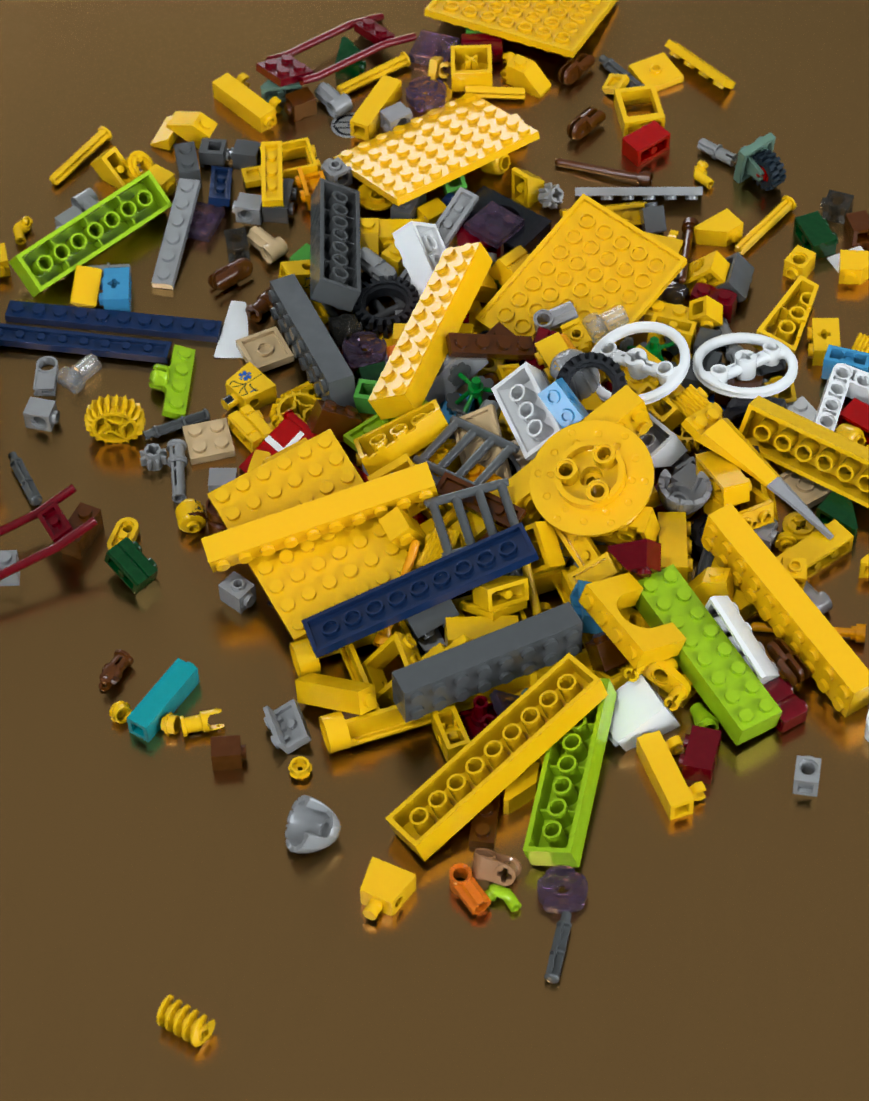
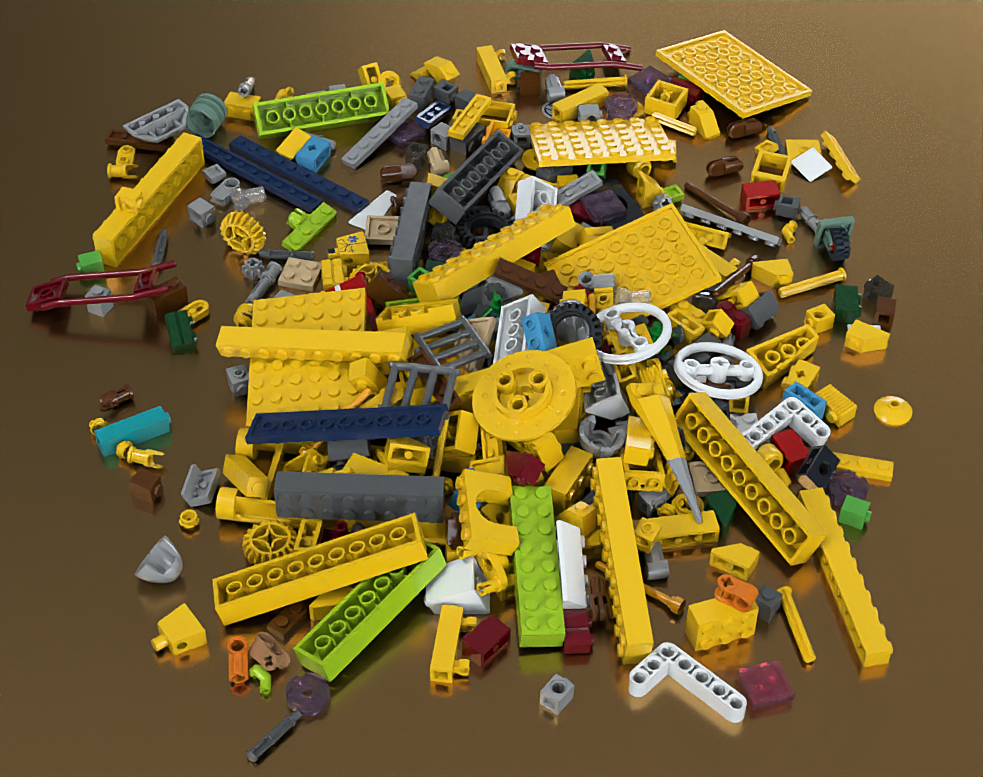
camera: 25 degrees right, 5 degrees down
(17, 360) = (214, 173): none -> light grey plate
(80, 155) = (356, 64): yellow axle -> none
(407, 763) = (258, 539): none -> yellow gear
(435, 68) = (640, 92): yellow tile -> none
(553, 175) = (674, 192): none -> lime plate
(653, 218) = (726, 245): dark grey brick -> none
(675, 84) = (811, 164): none -> white sticker
(684, 145) = (787, 206): none -> dark grey brick
(703, 717) = (508, 614): lime cone -> none

